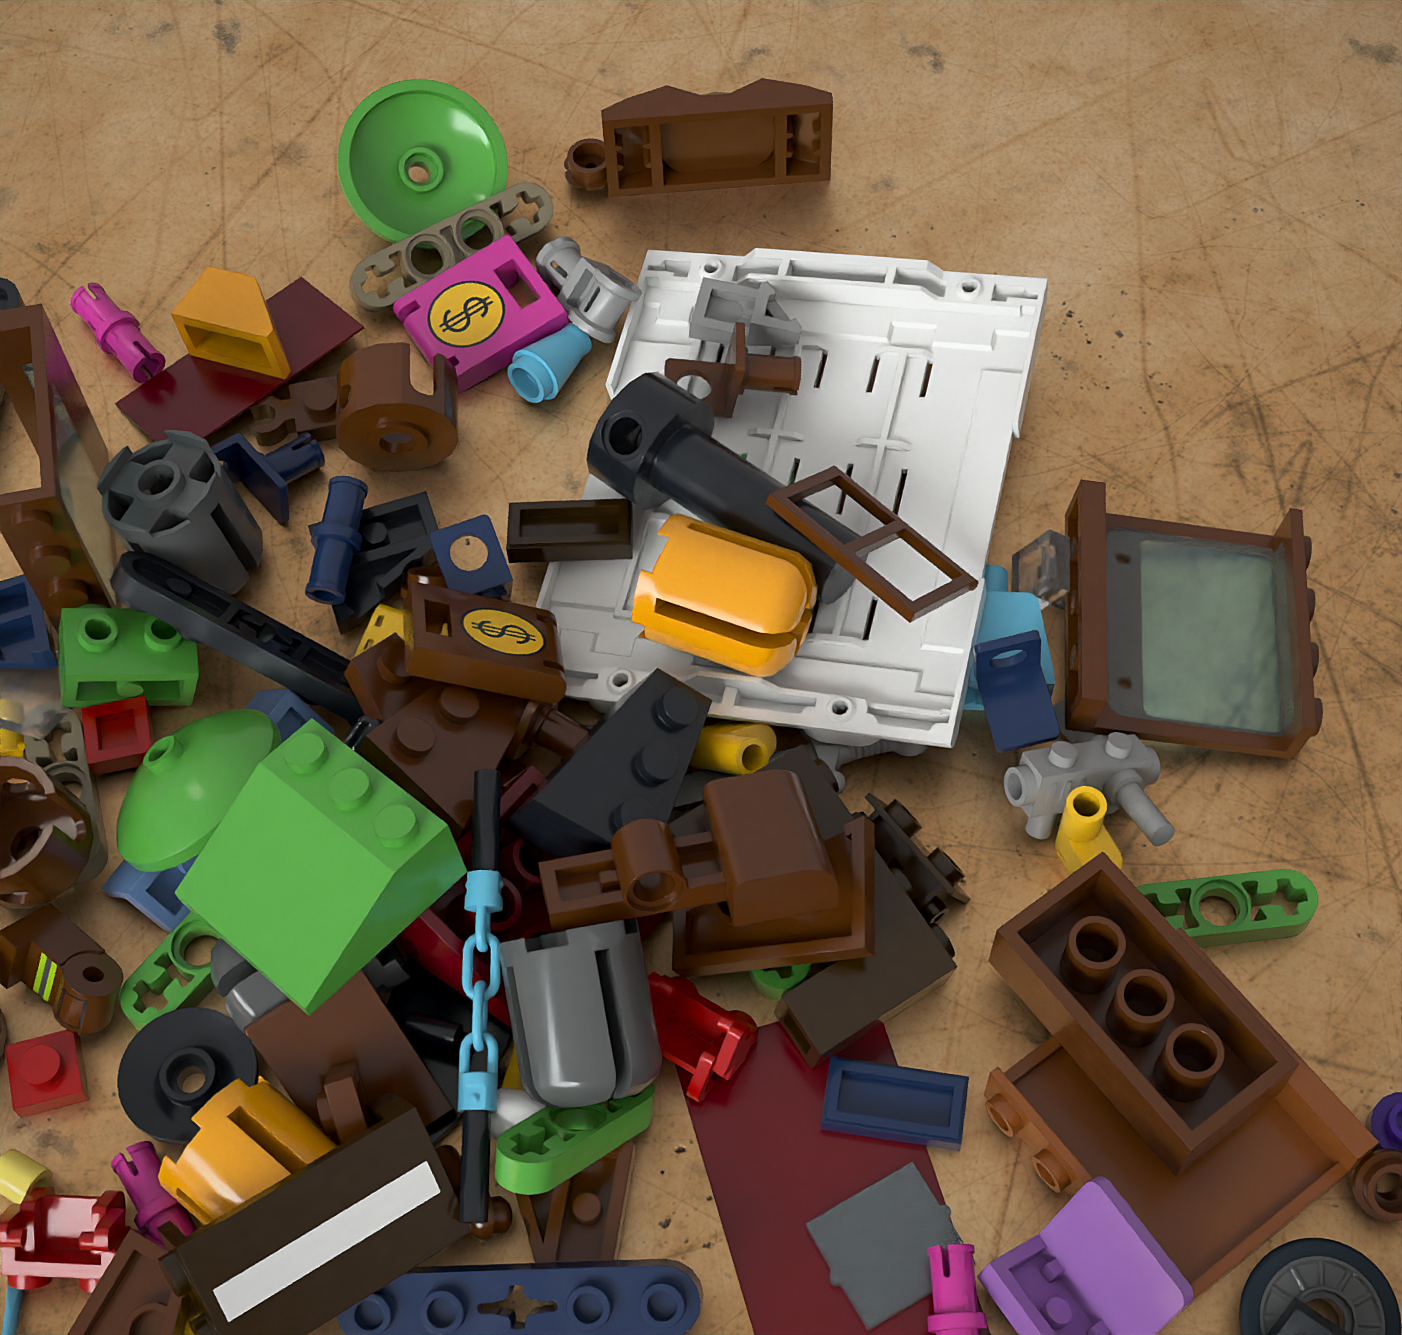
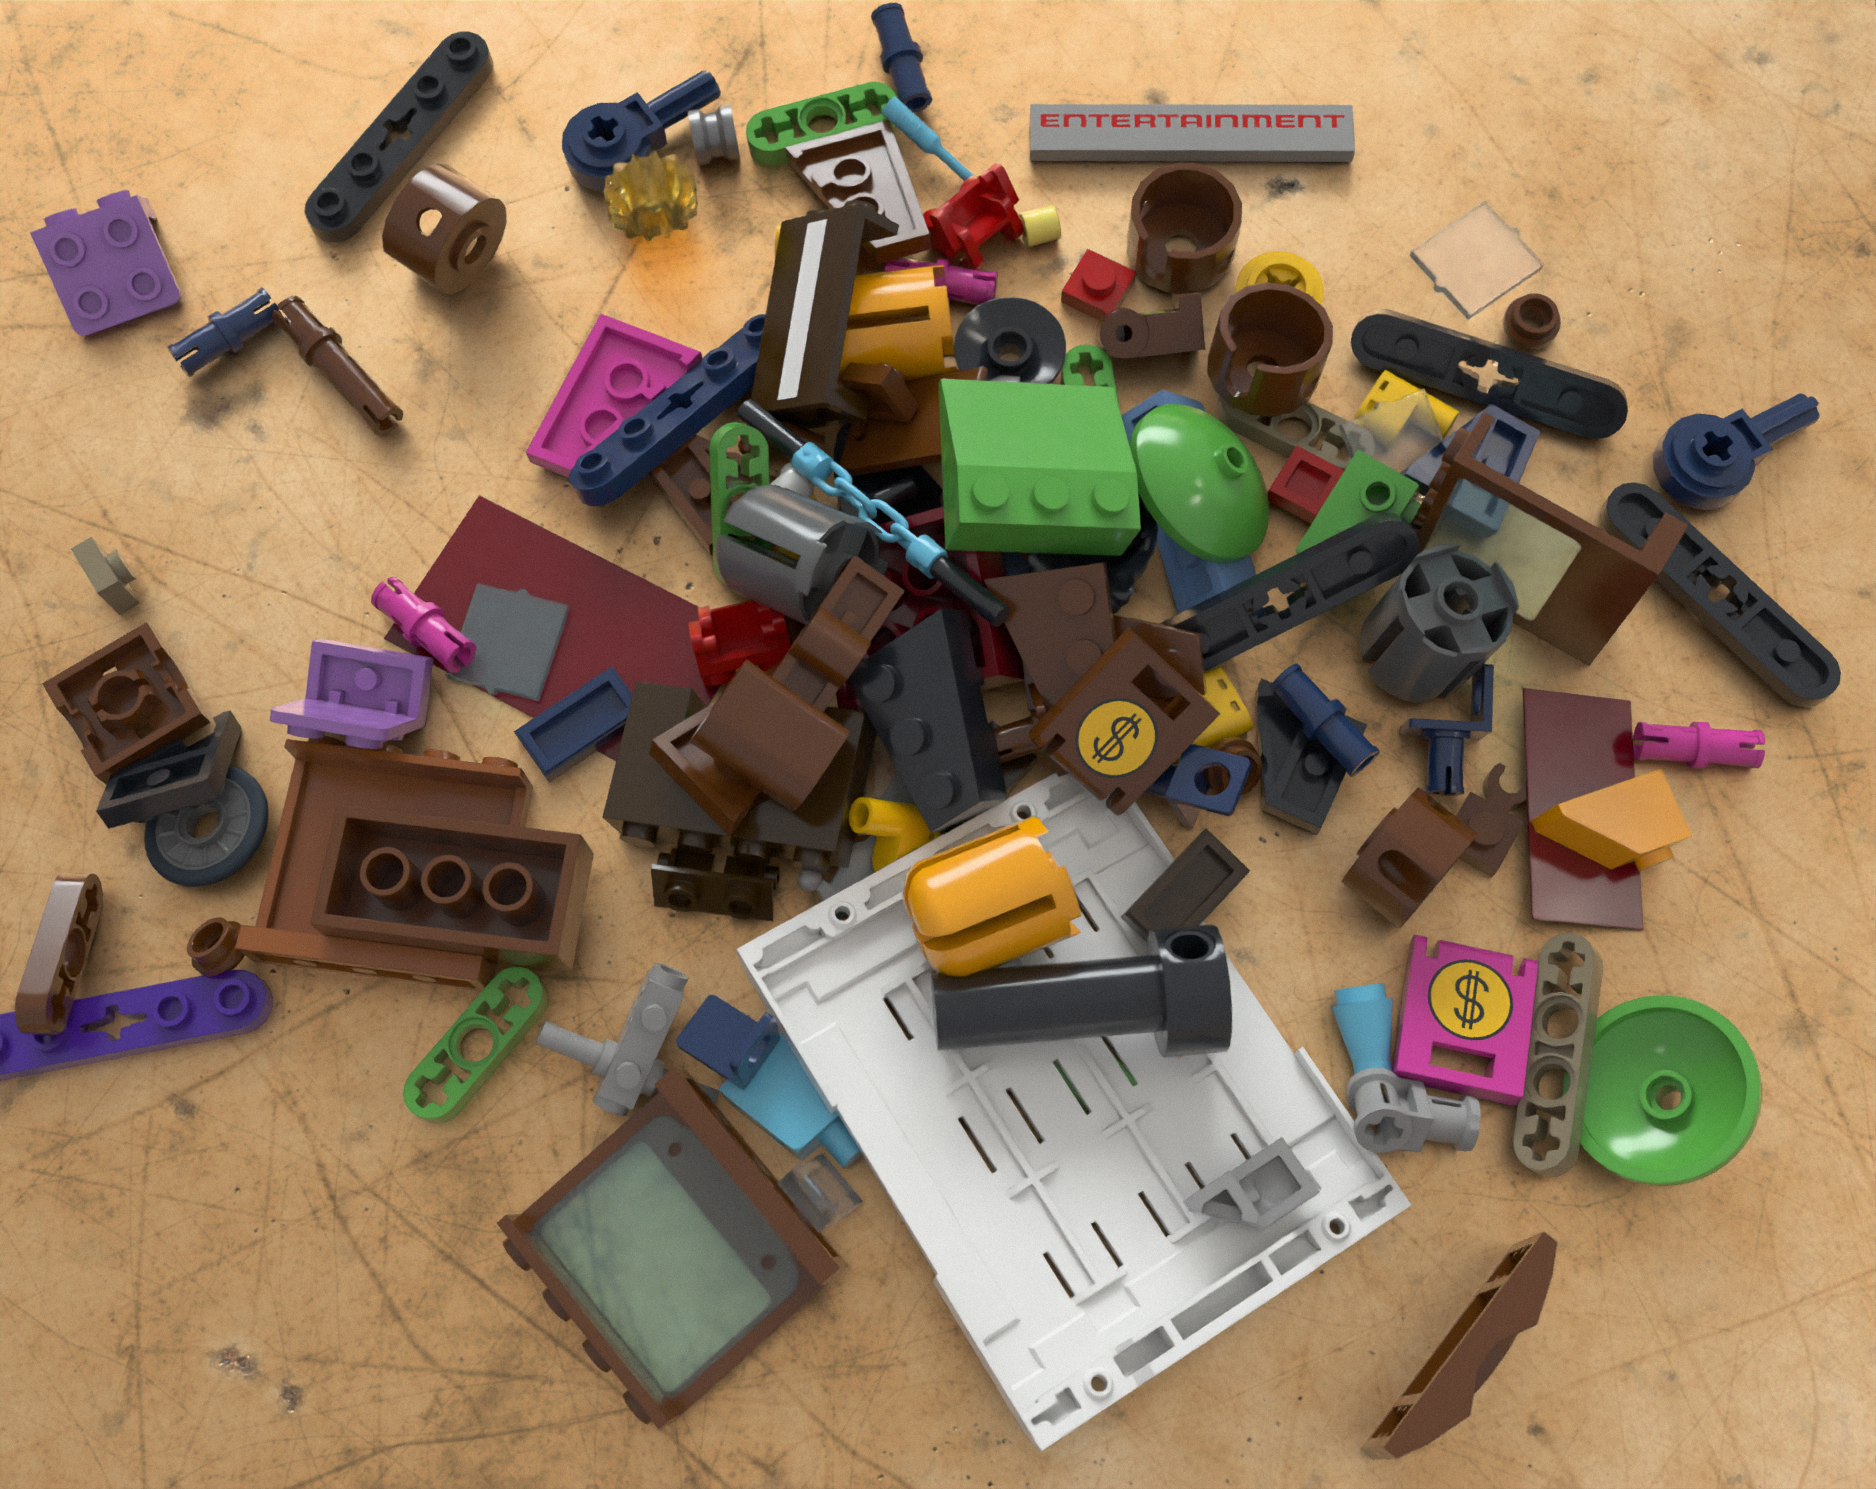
camera: 135 degrees right, 10 degrees up
(586, 165) = (1569, 1245): reddish brown plate -> none
(738, 373) = (1200, 1122): reddish brown bracket -> none
(849, 554) = (928, 991): reddish brown window -> none
(1082, 830) = (586, 995): yellow piece -> none

